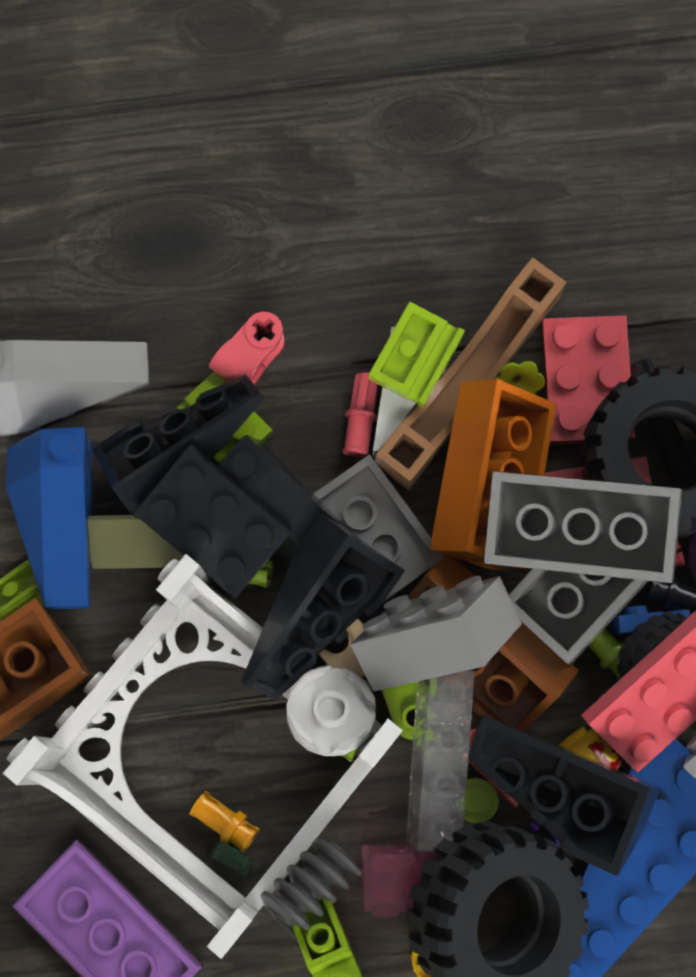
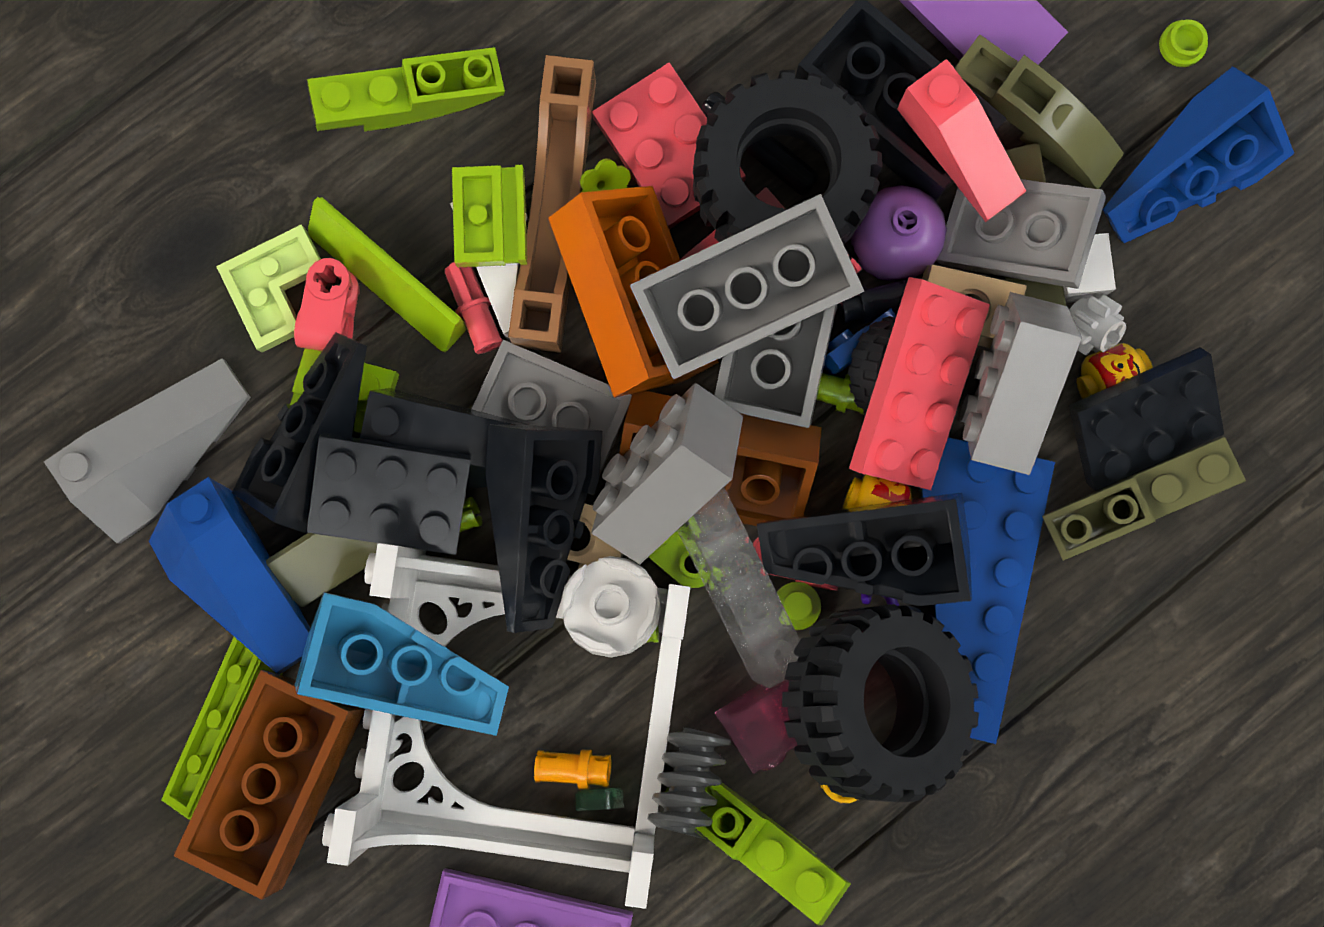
camera: 30 degrees left, 5 degrees up
(130, 648) = (384, 665): none -> dark azure wedge
(209, 300) = (259, 285): none -> yellowish green plate
(307, 352) = (384, 276): none -> lime slope
(408, 223) = (407, 94): none -> lime slope

